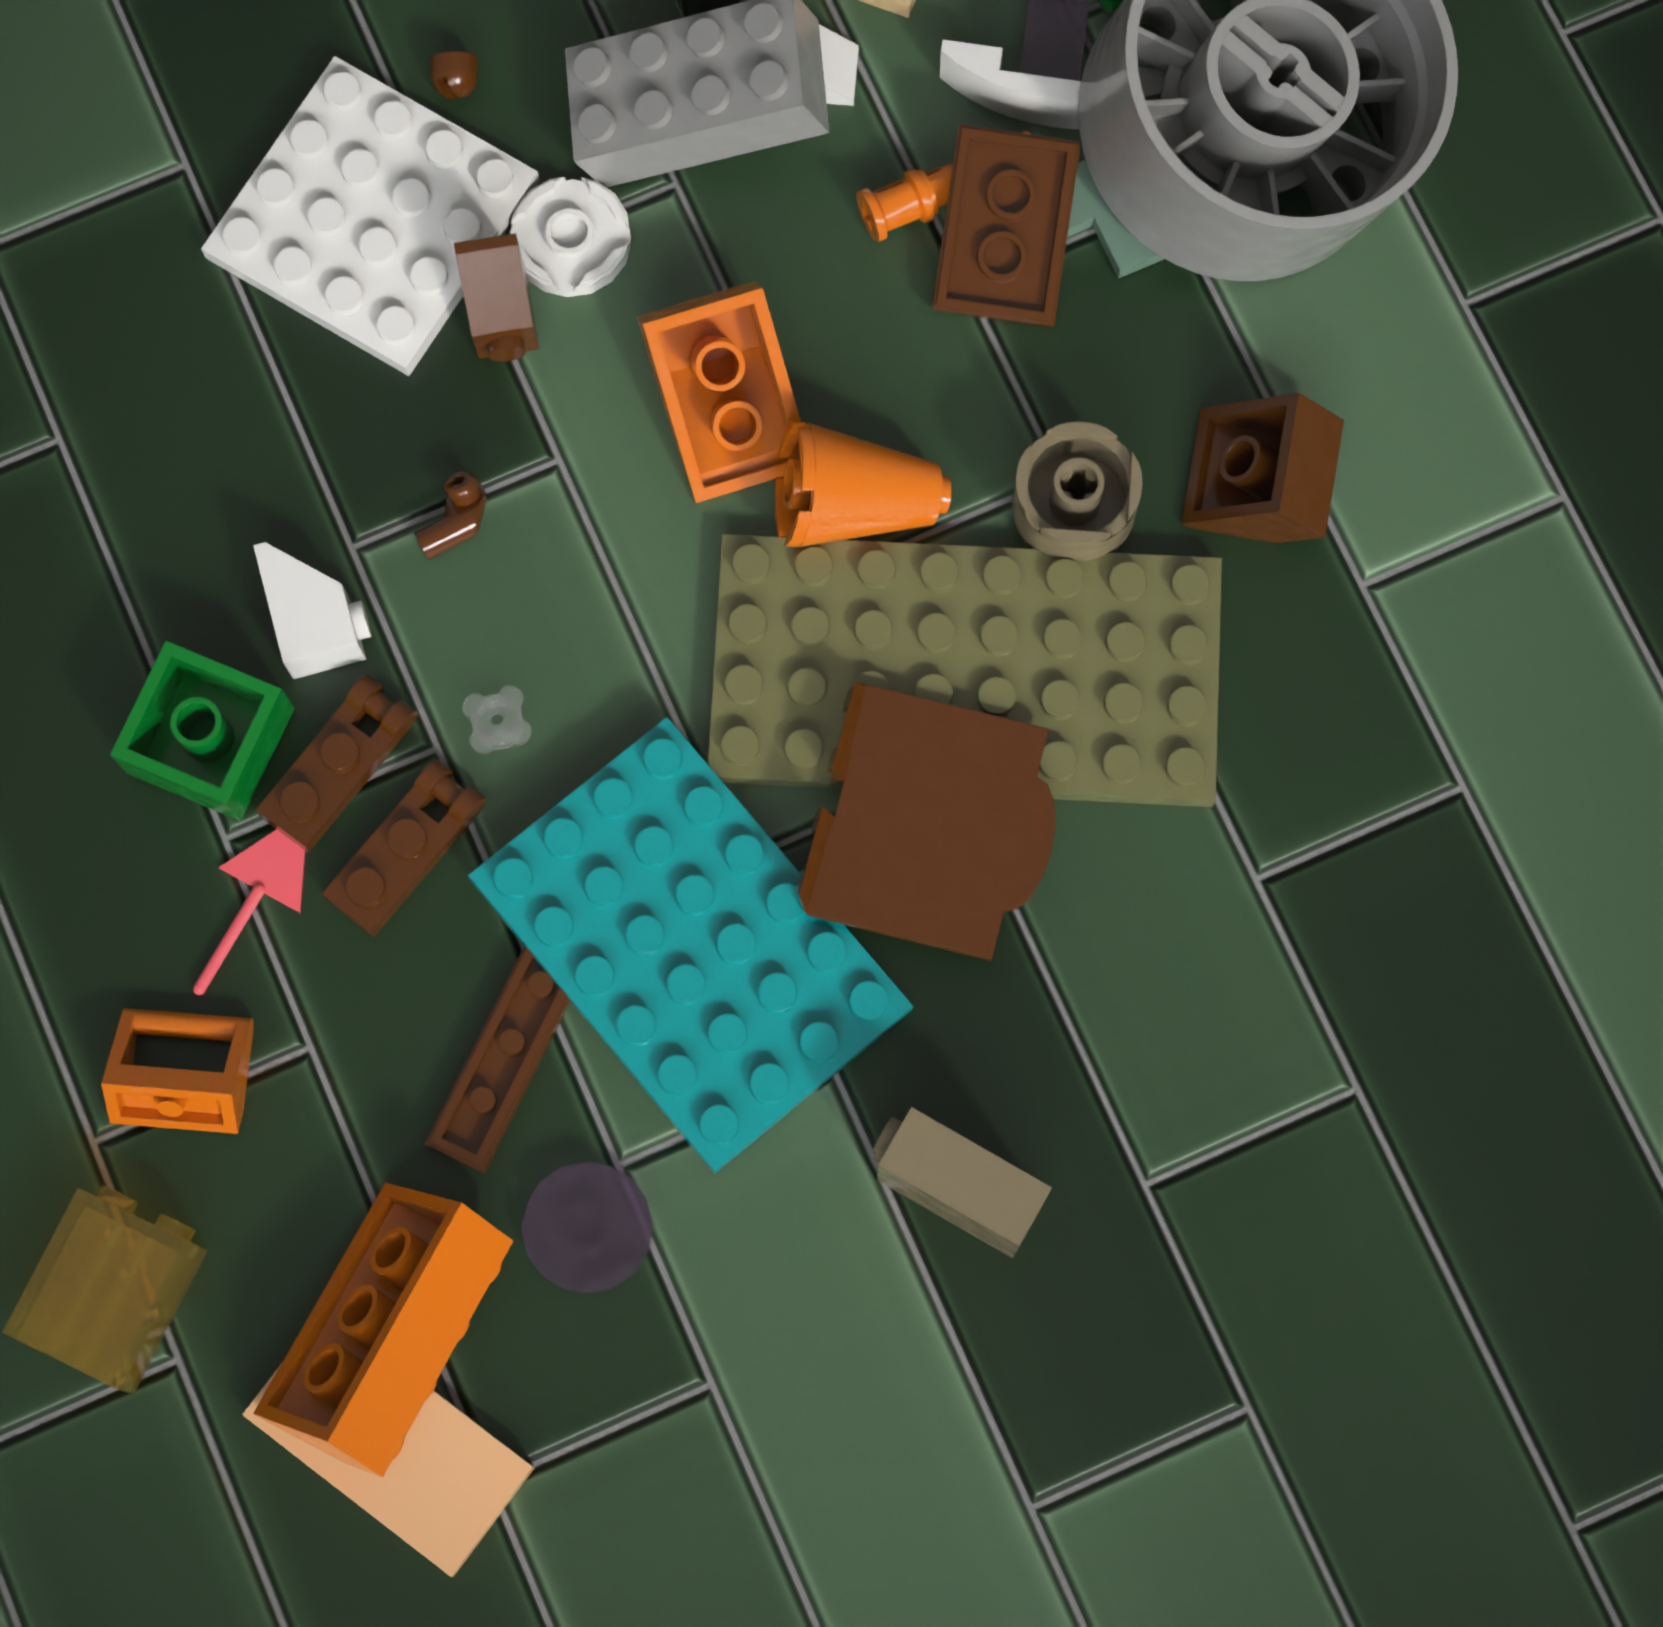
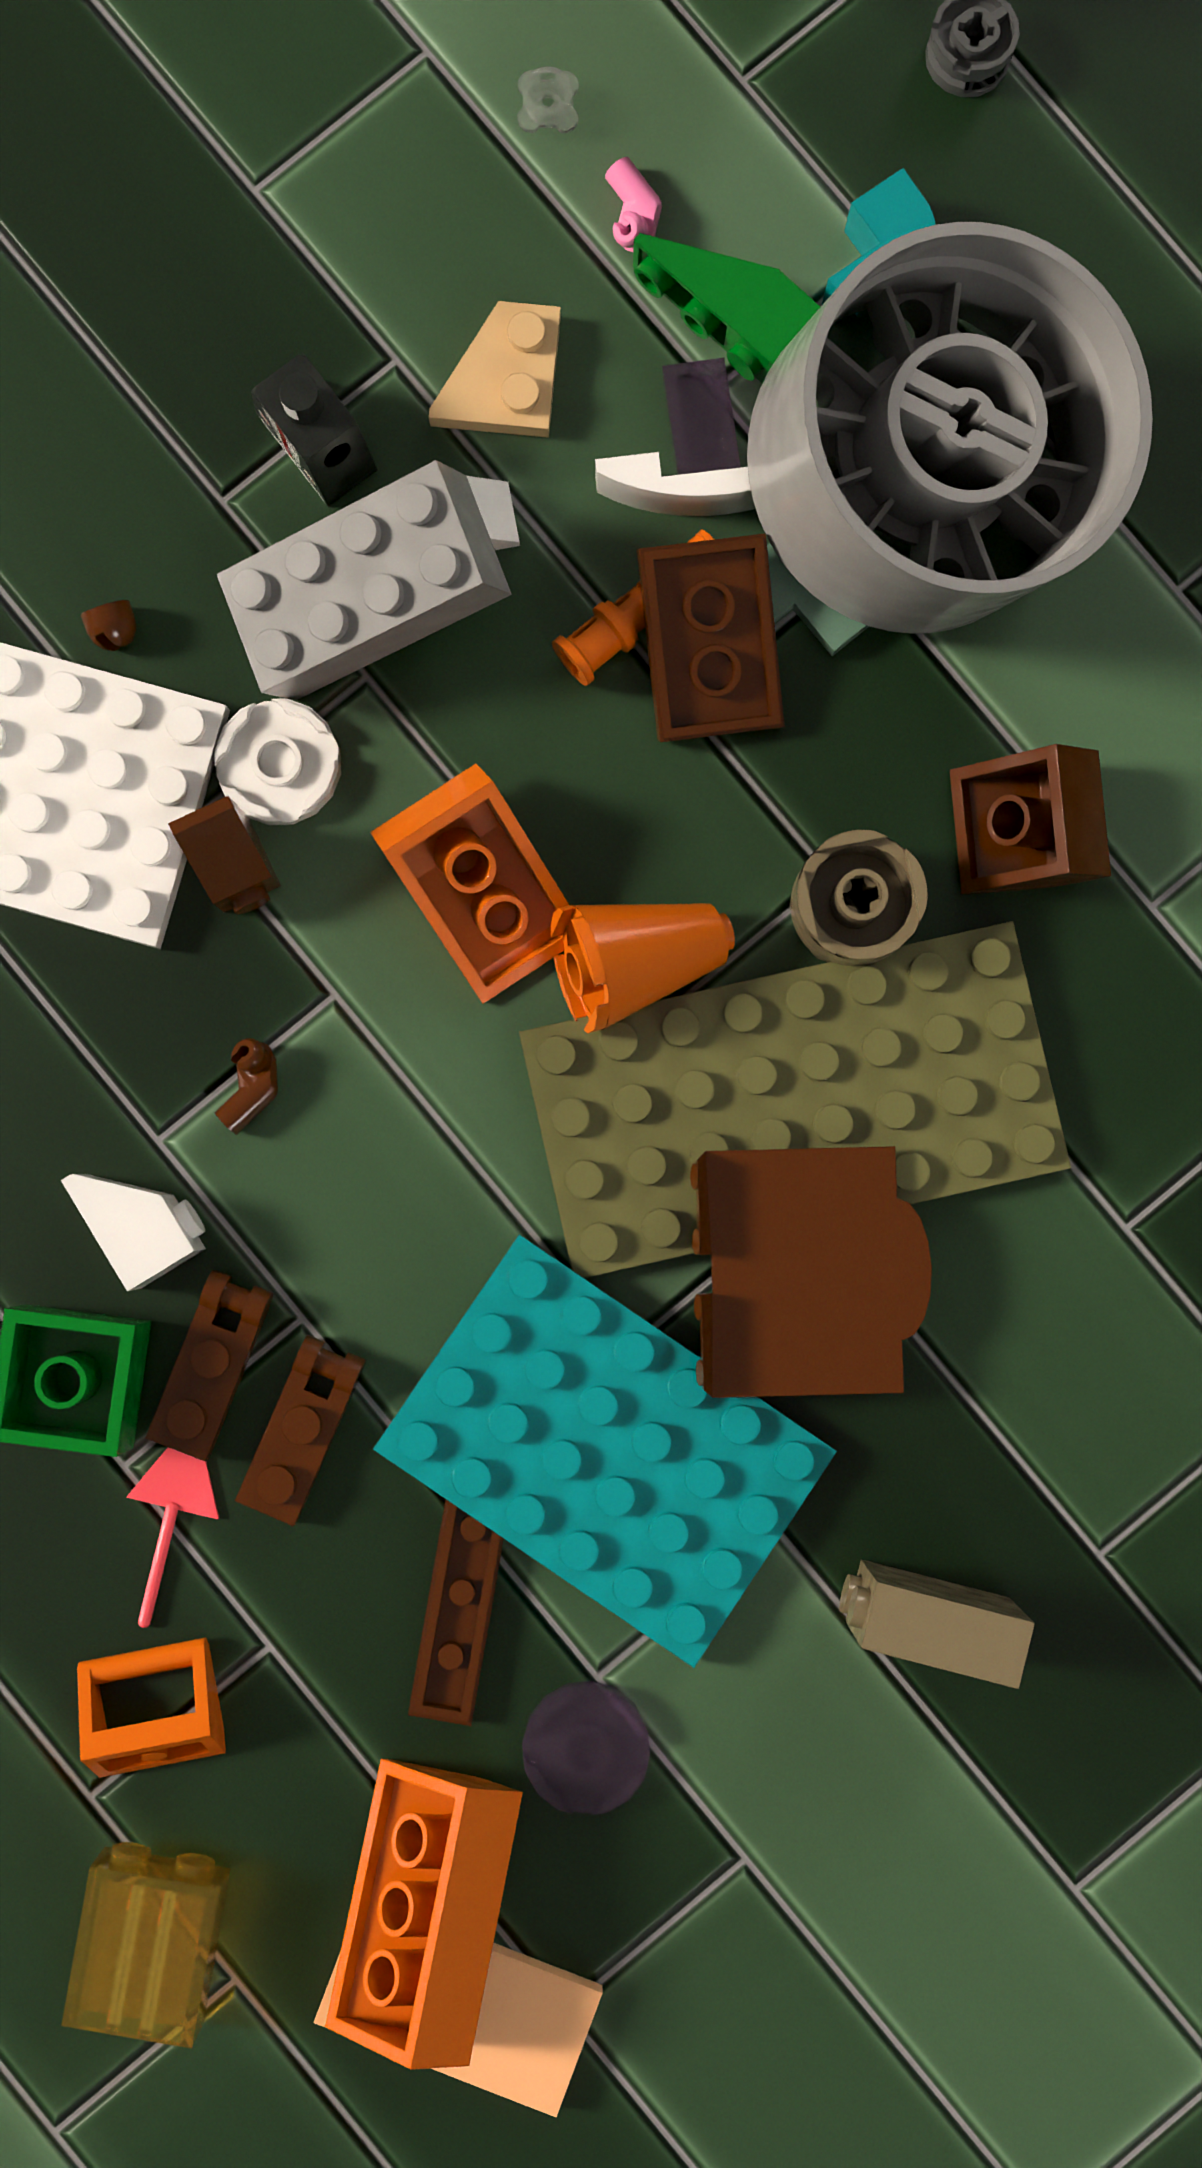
camera: 20 degrees left, 10 degrees up
(513, 727) = (370, 1285): clear plate -> none

